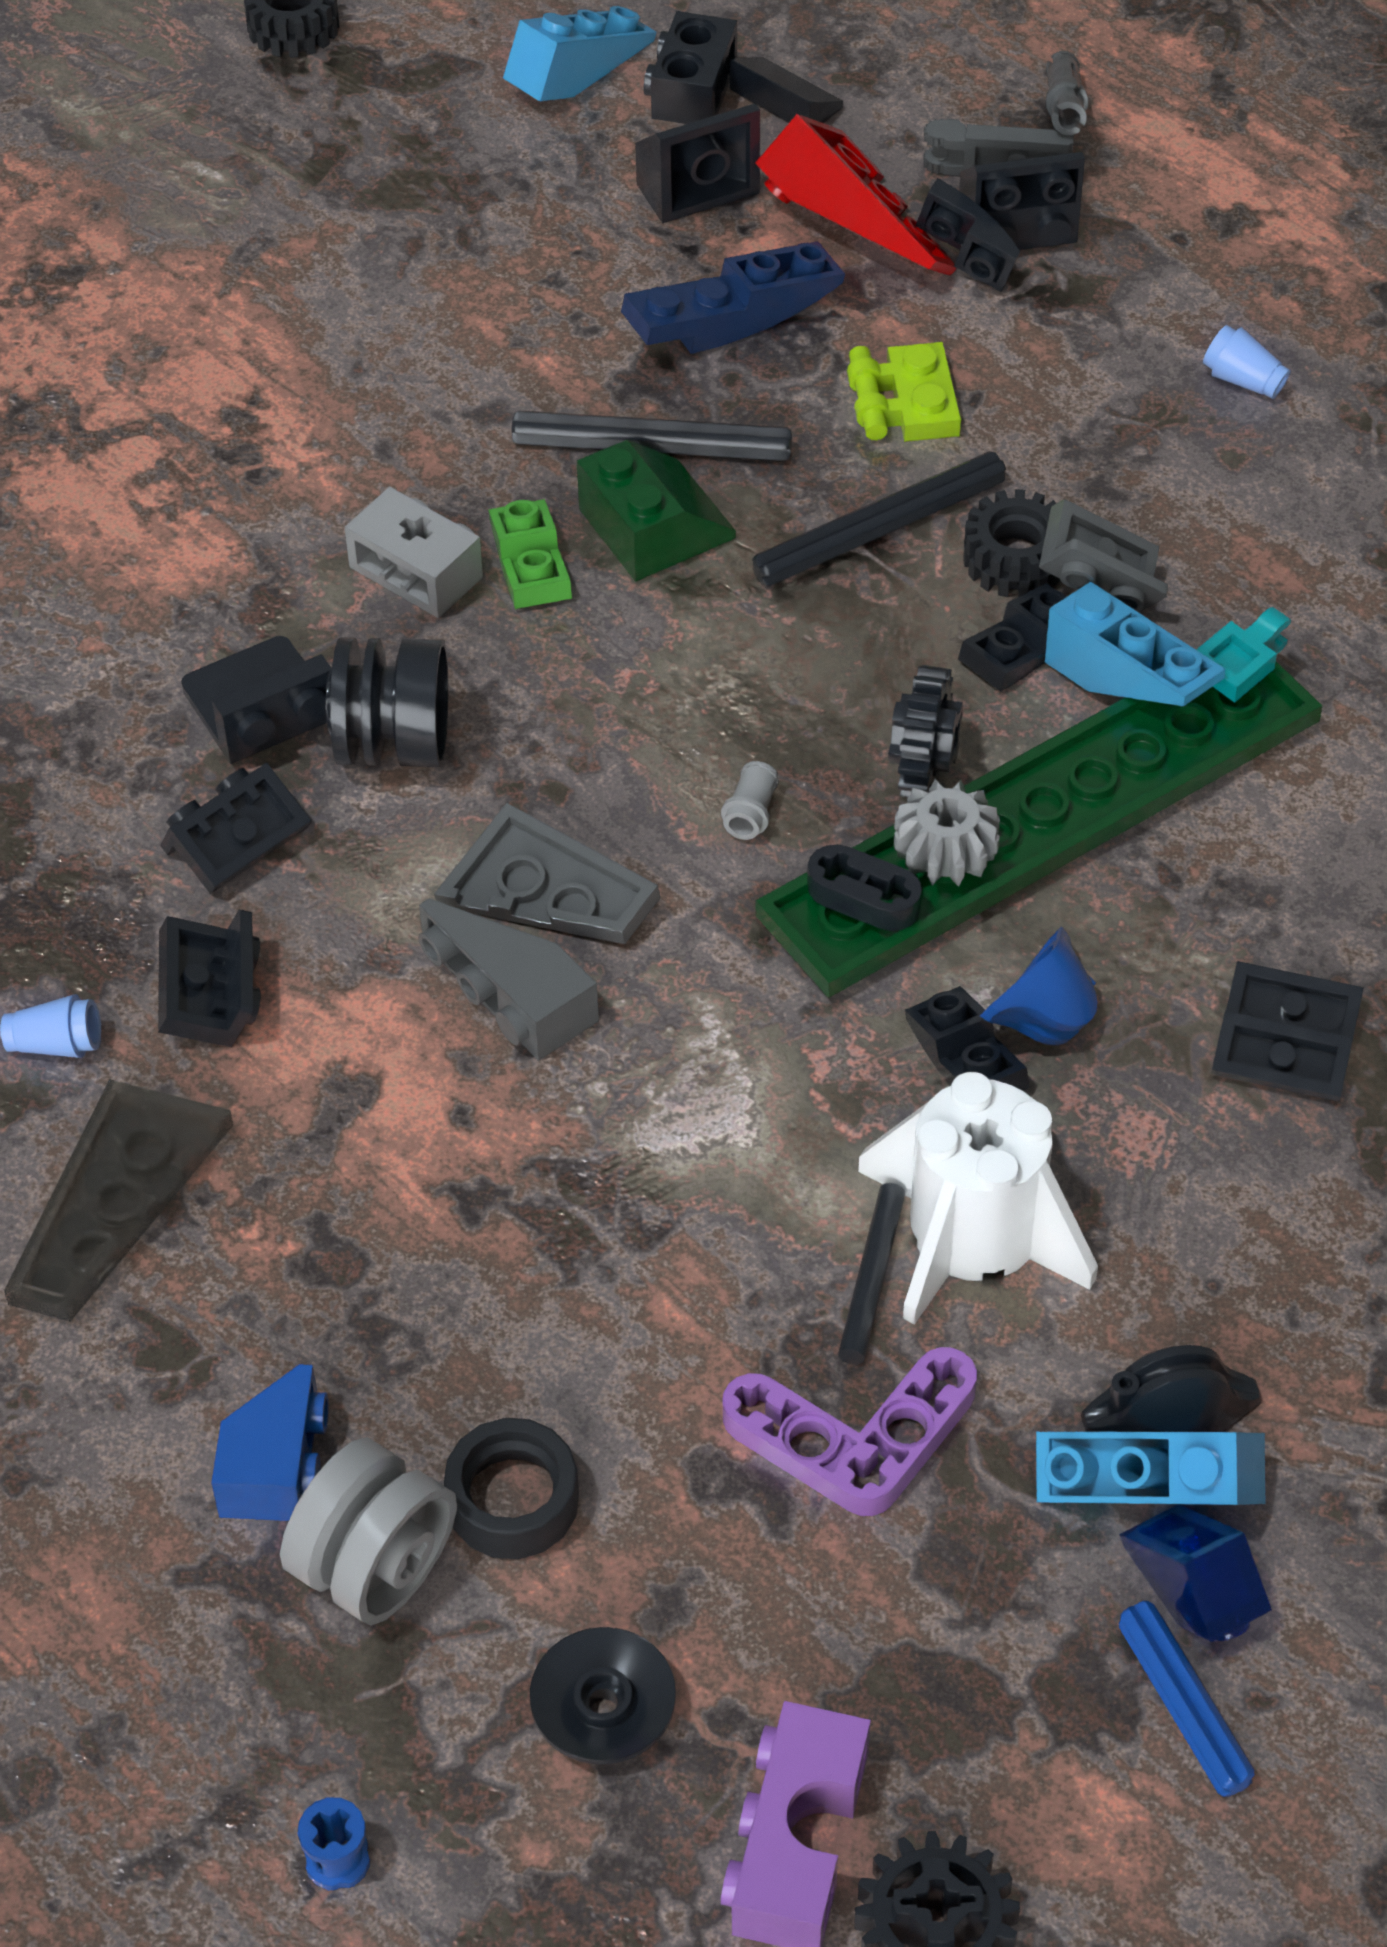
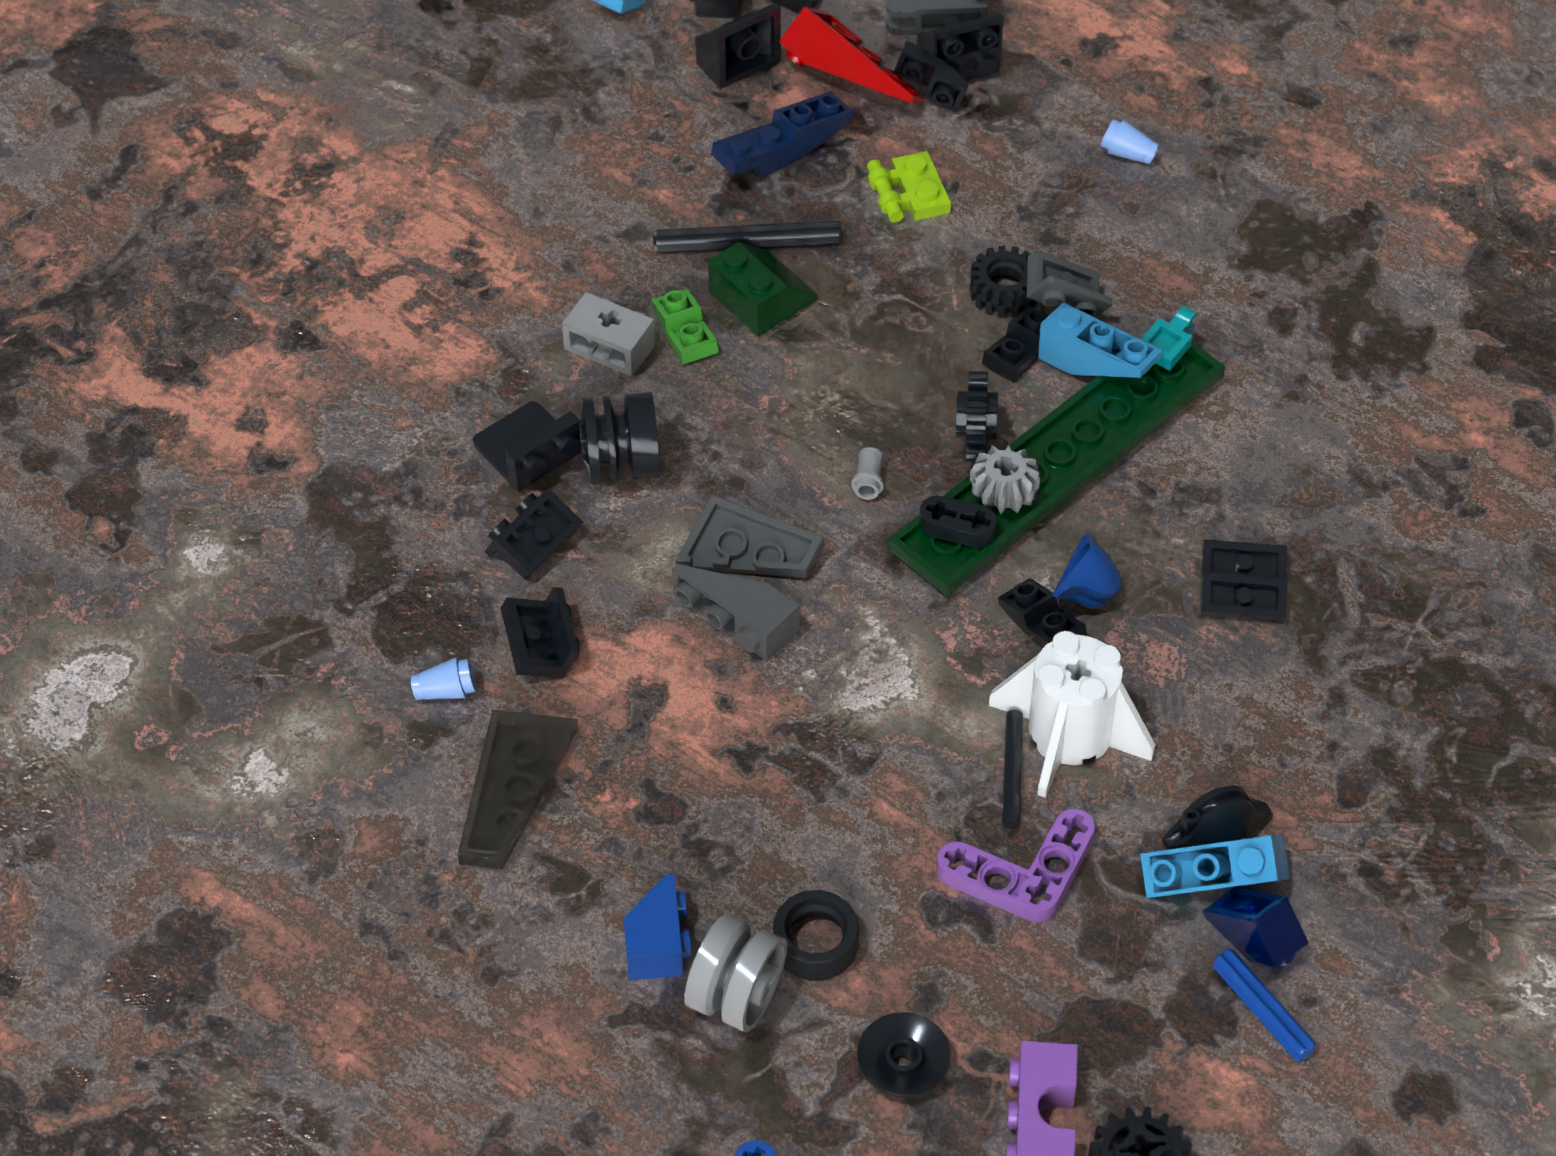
camera: 10 degrees left, 0 degrees up
(878, 518) = (910, 275): black axle -> none

